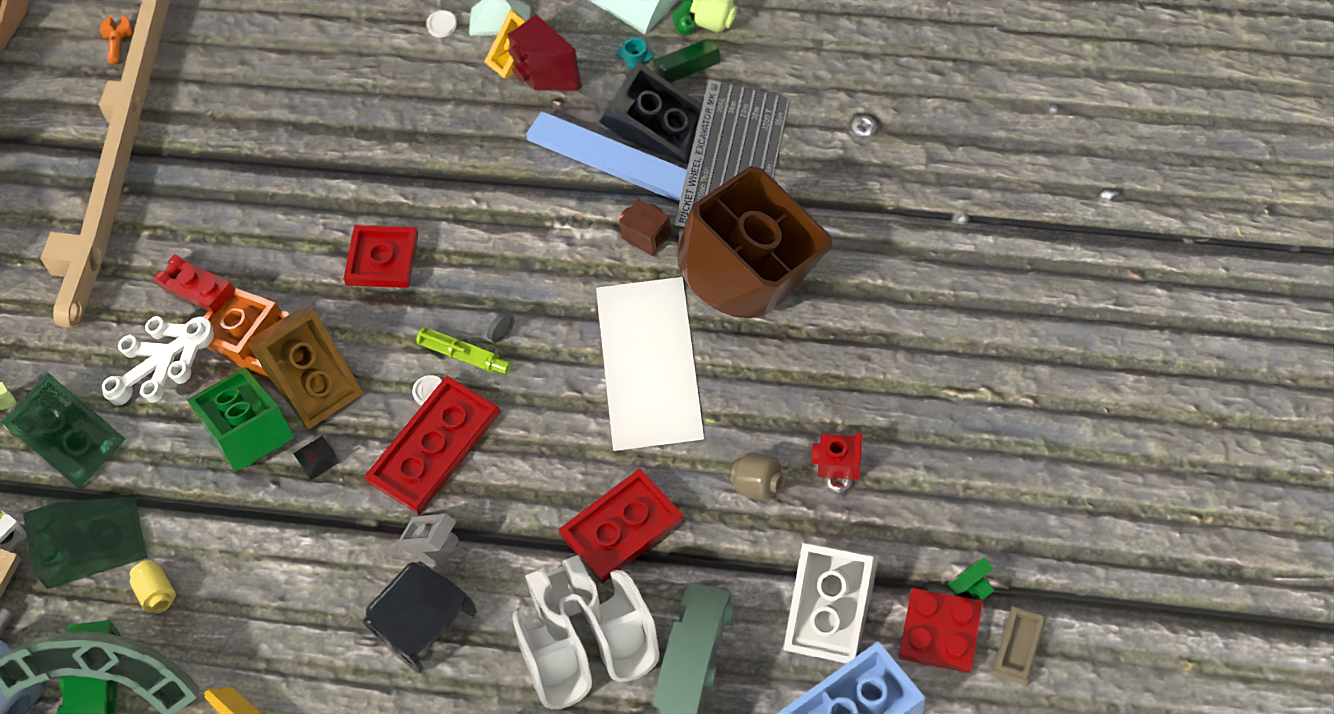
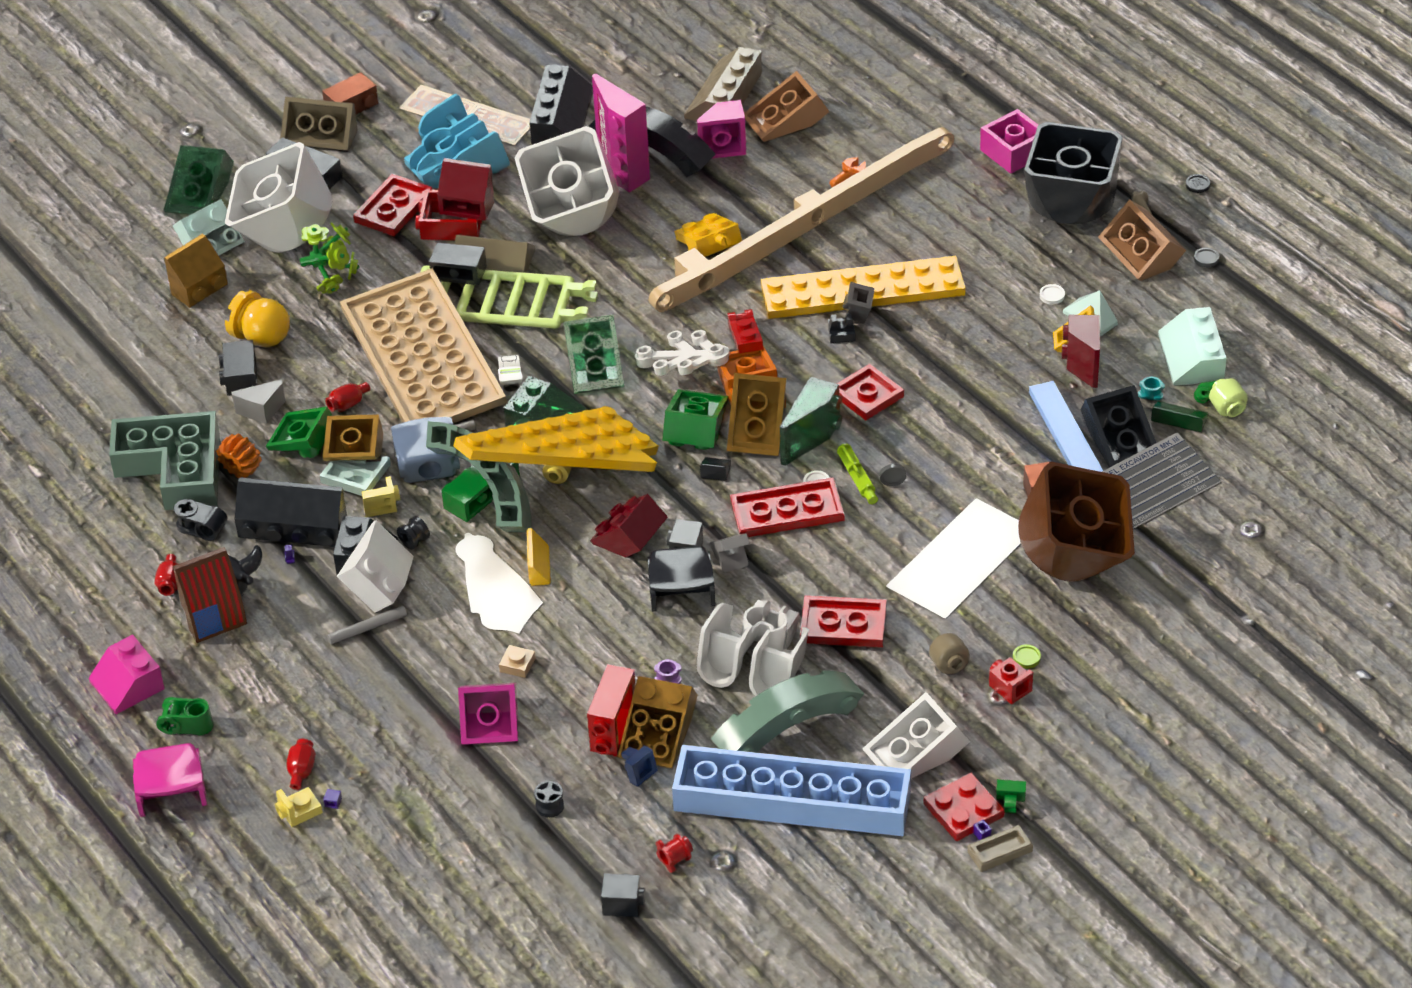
camera: 40 degrees right, 15 degrees down
(45, 205) = (710, 234): none -> yellow plate
(152, 554) = (575, 440): none -> yellow wing
(254, 150) = (892, 283): none -> yellow plate
(273, 170) = (858, 301): none -> dark grey brick
(283, 208) = (841, 329): none -> black tile
(302, 598) = (629, 526): none -> dark red slope
(366, 321) = (810, 419): none -> clear green slope
(373, 564) = (685, 534): none -> brick
(820, 417) = (1027, 656): none -> lime piece
(986, 641) = (982, 830): none -> dark purple piece

